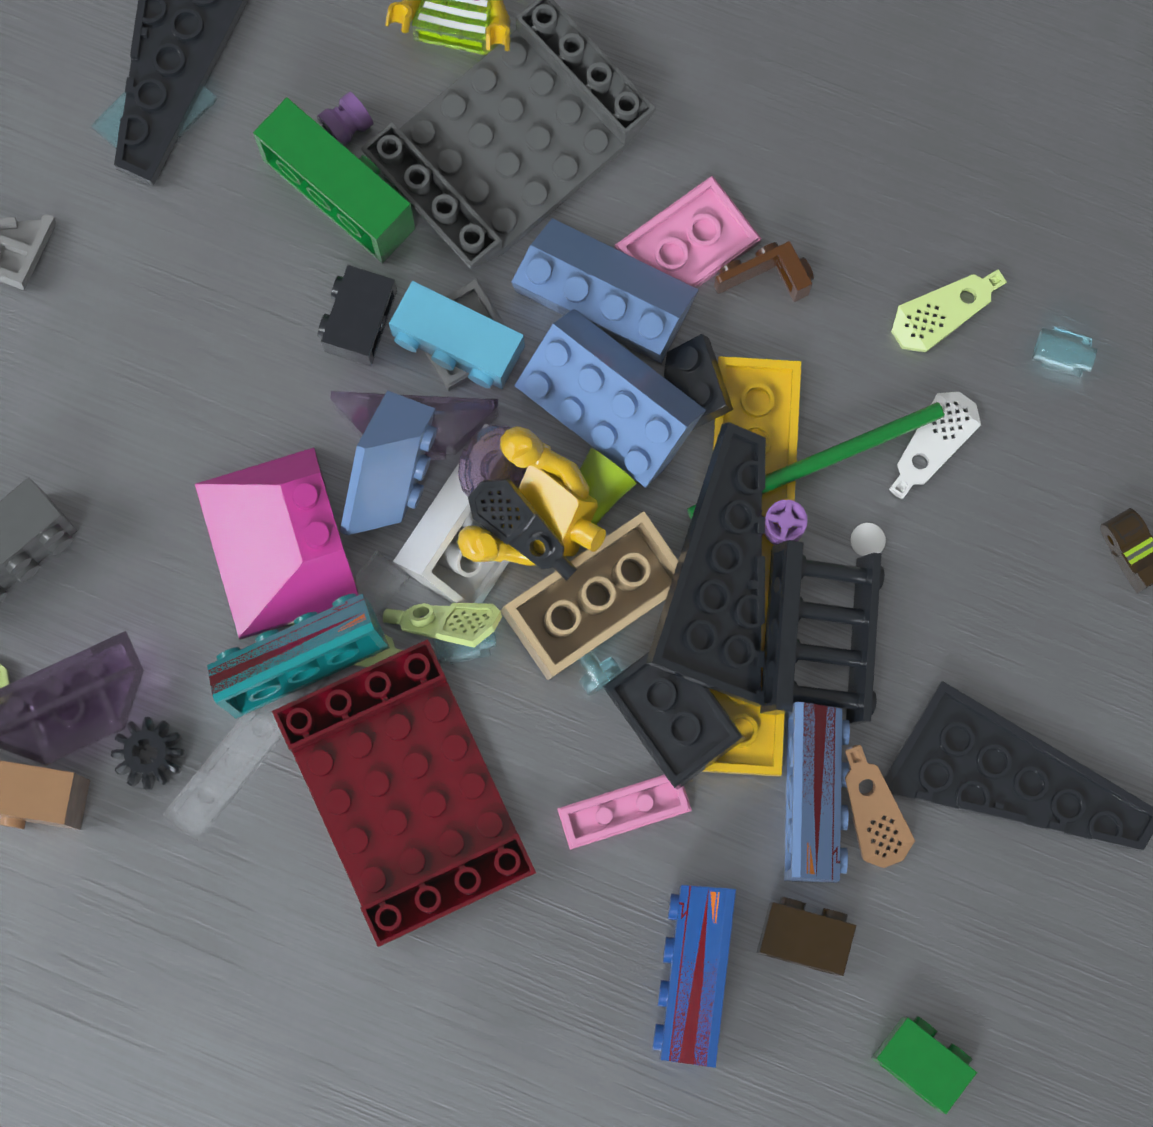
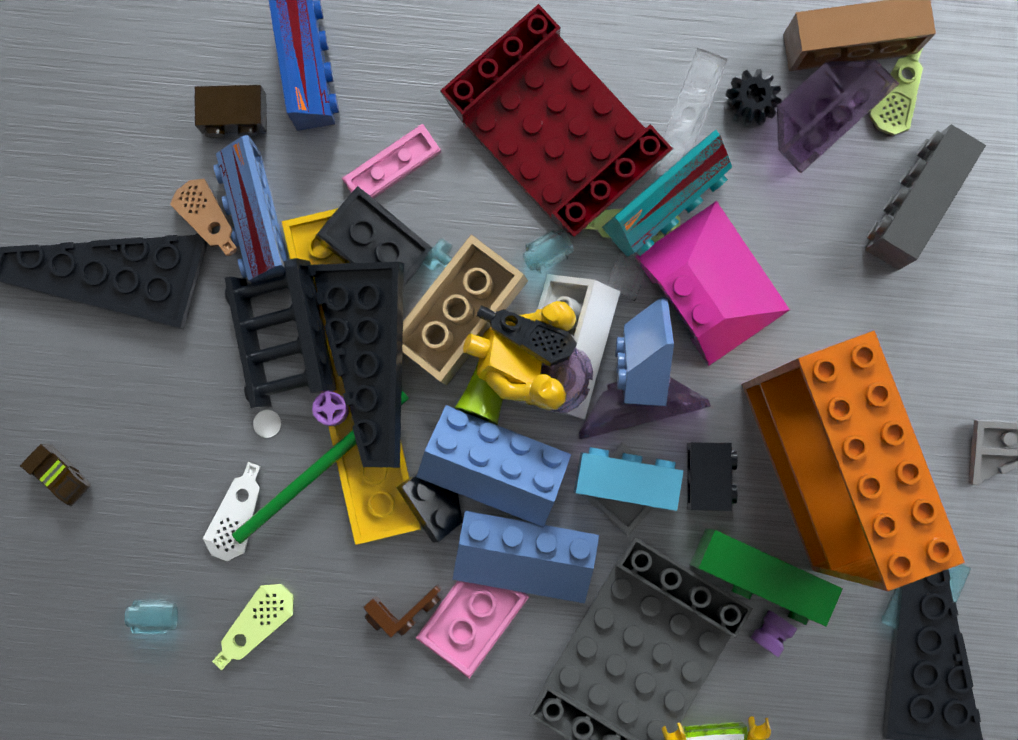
camera: 165 degrees right, 5 degrees up
(208, 237) = (852, 467): none -> orange panel
(459, 623) = (557, 258): yellowish green piece -> none
(925, 1064) = (121, 47): green brick -> none

